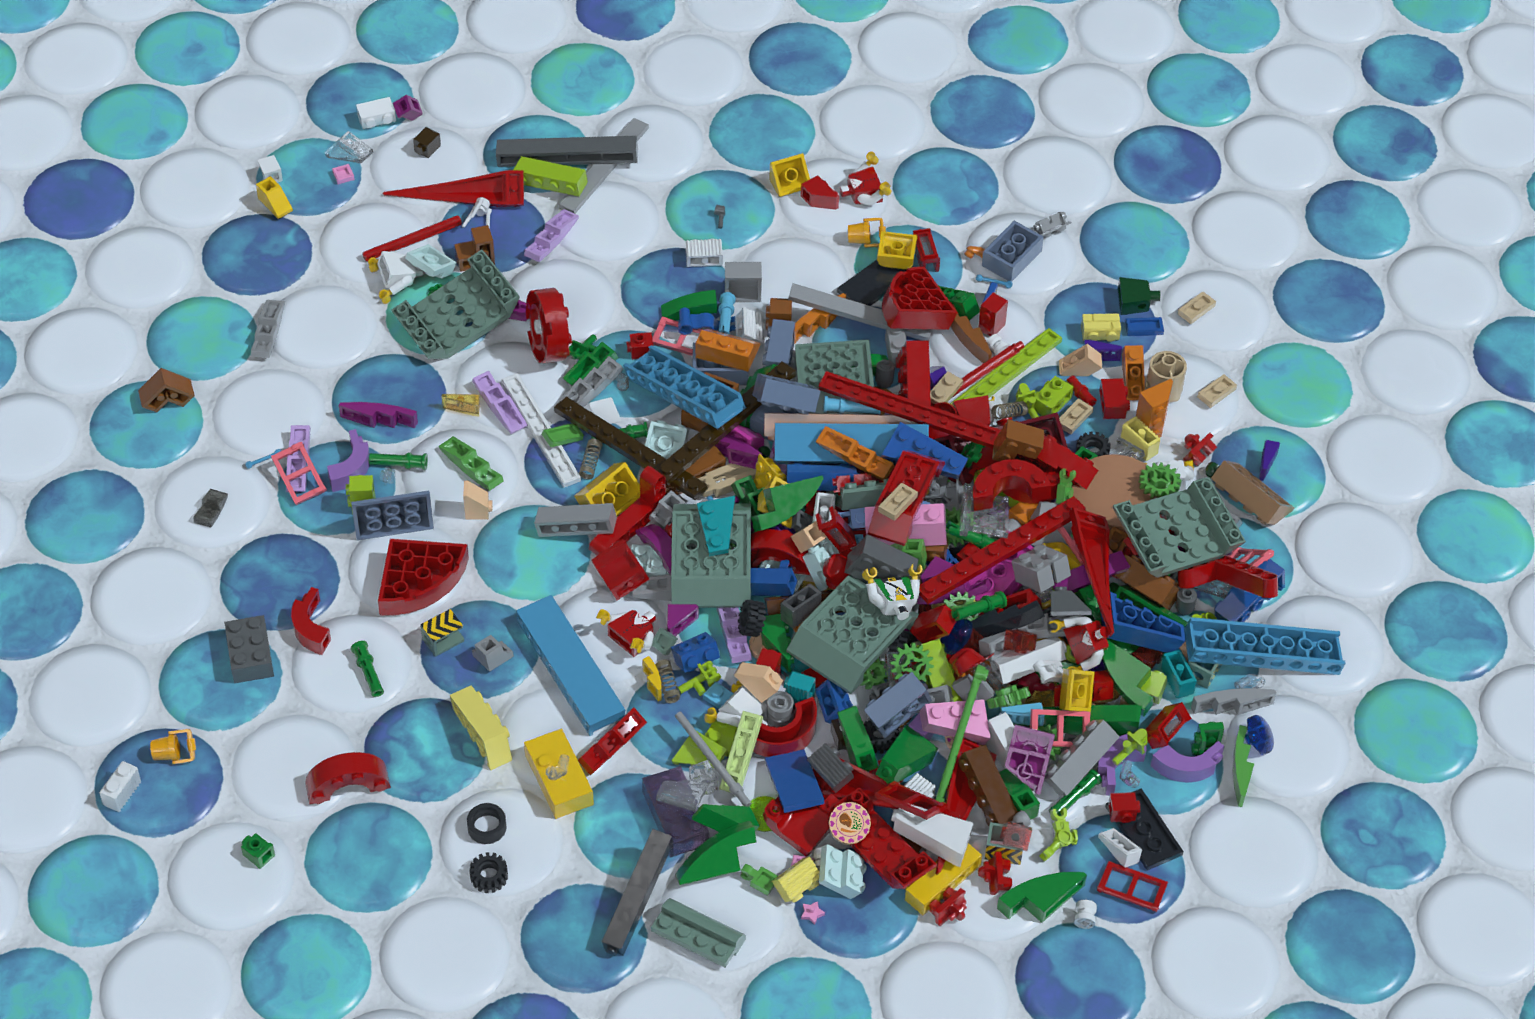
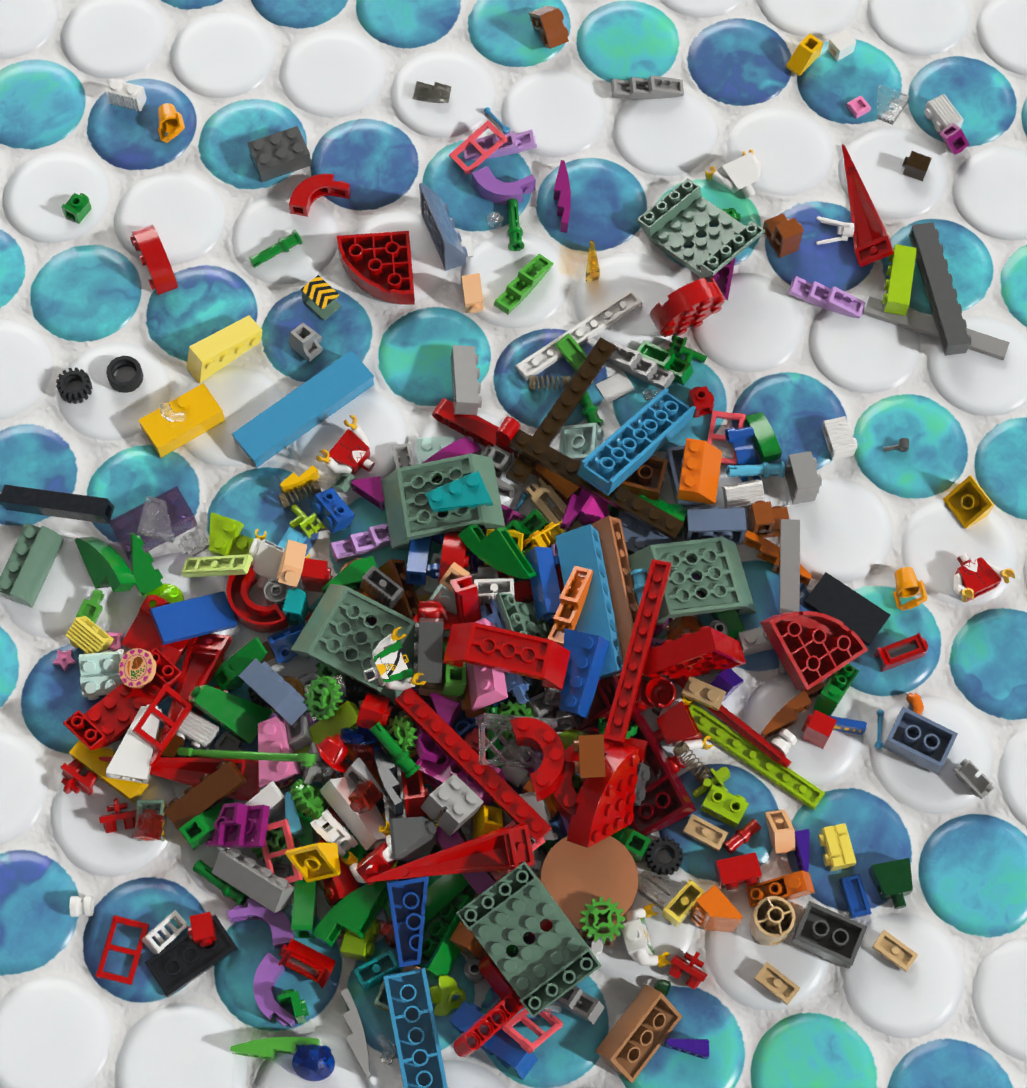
camera: 80 degrees right, 15 degrees up
(360, 488) = (460, 200): lime brick -> none
(413, 237) = (790, 180): red axle -> none
(431, 261) = (755, 198): light aqua plate -> none
(499, 402) = (602, 293): lavender slope -> none
(612, 741) = (223, 458): red slope -> none
(613, 486) = (505, 400): yellow slope -> none
(620, 569) = (416, 430): red panel -> none
(735, 788) = (180, 569): light grey bar -> none
(751, 618) = (367, 548): black tyre -> none
(786, 394) = (629, 527): sand blue brick -> none
(819, 194) = (952, 534): red slope -> none
(830, 767) = (204, 645): flat silver brick -> none
(840, 481) = (535, 618): red hinge -> none
(896, 250) = (886, 619): yellow slope -> none
(897, 501) = (474, 640): tan plate -> none
(934, 770) = (228, 742): none -> dark grey plate
(1021, 818) = (170, 829): light grey hinge -> none
(1041, 894) = (98, 862): green slope -> none
(1063, 835) = (168, 875): lime piece -> none
(1065, 489) = (559, 817): bright green plate -> none
(1127, 775) = (250, 932): clear arm -> none
(1135, 741) = (272, 931): lime arm -> none
(1183, 337) = (829, 935): none -> dark grey brick

